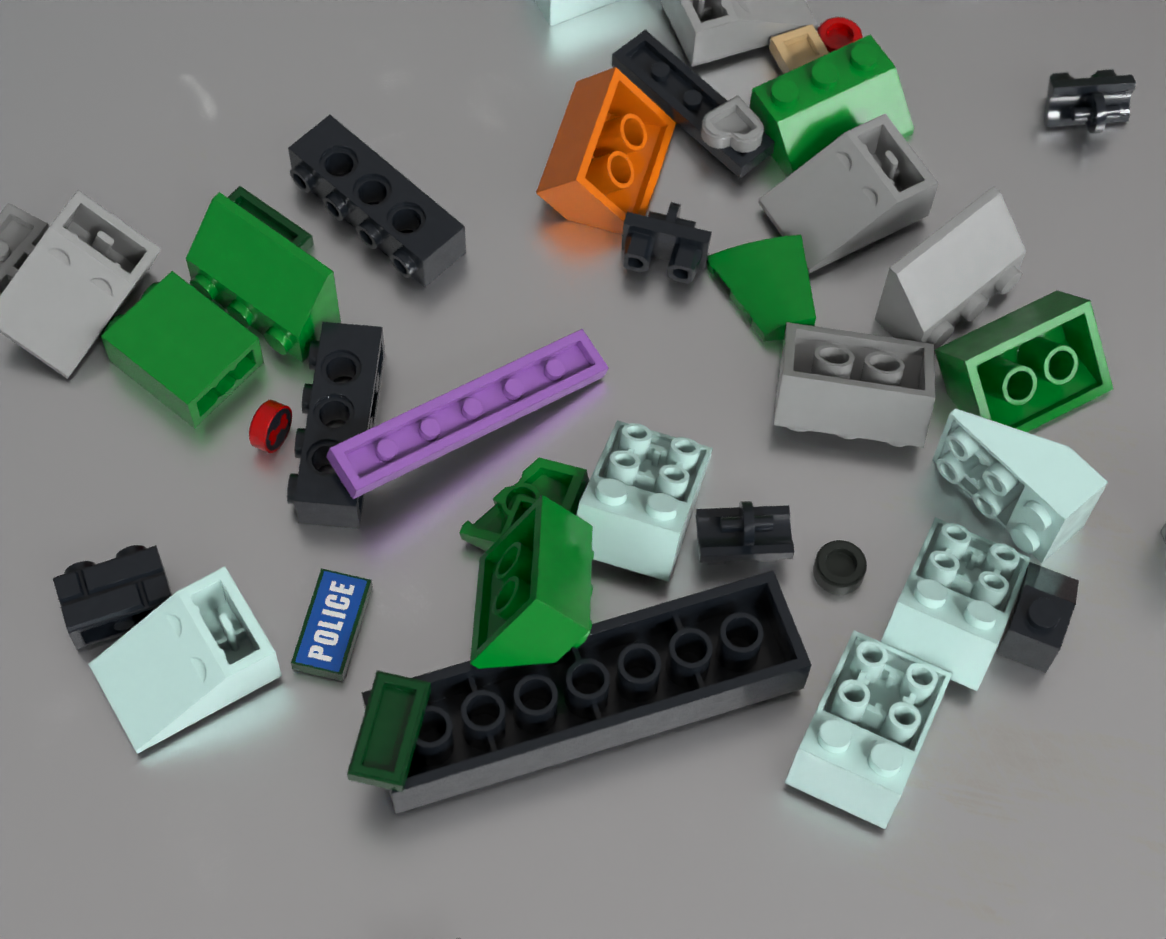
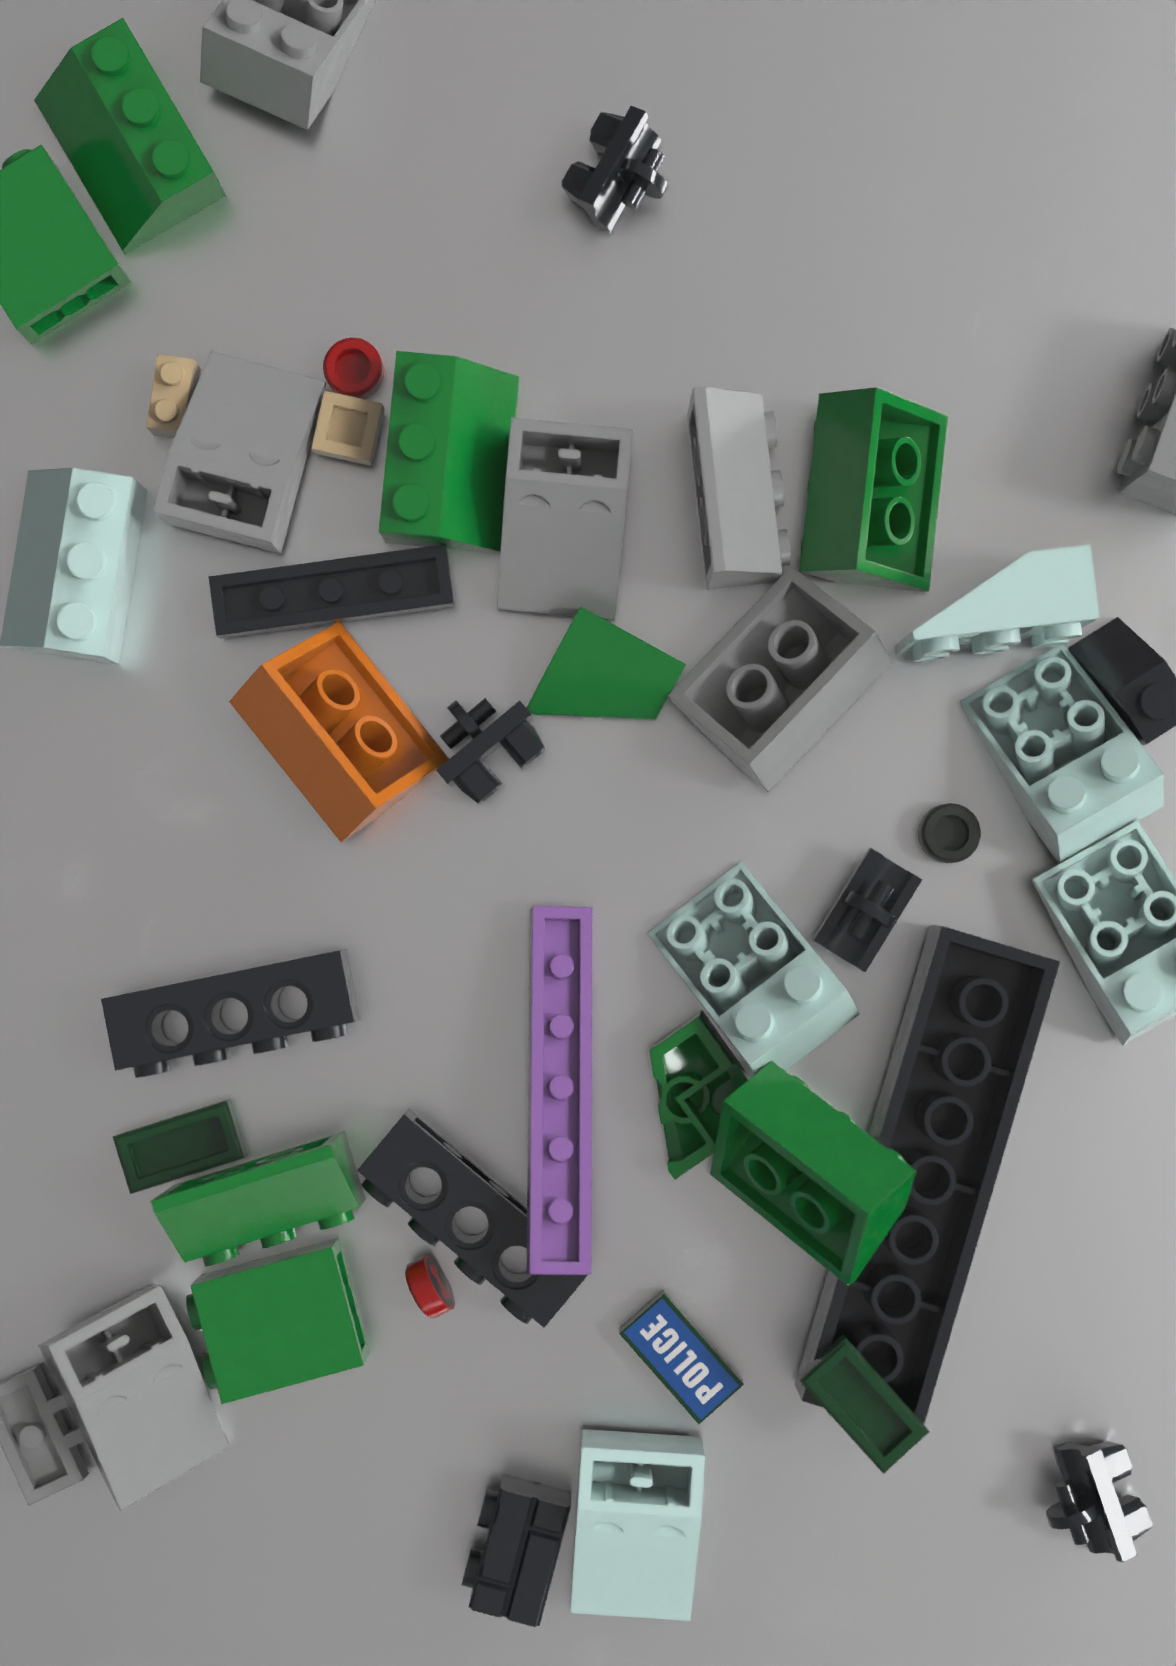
camera: 50 degrees left, 25 degrees up
(732, 126) = (400, 577): light grey tile -> none

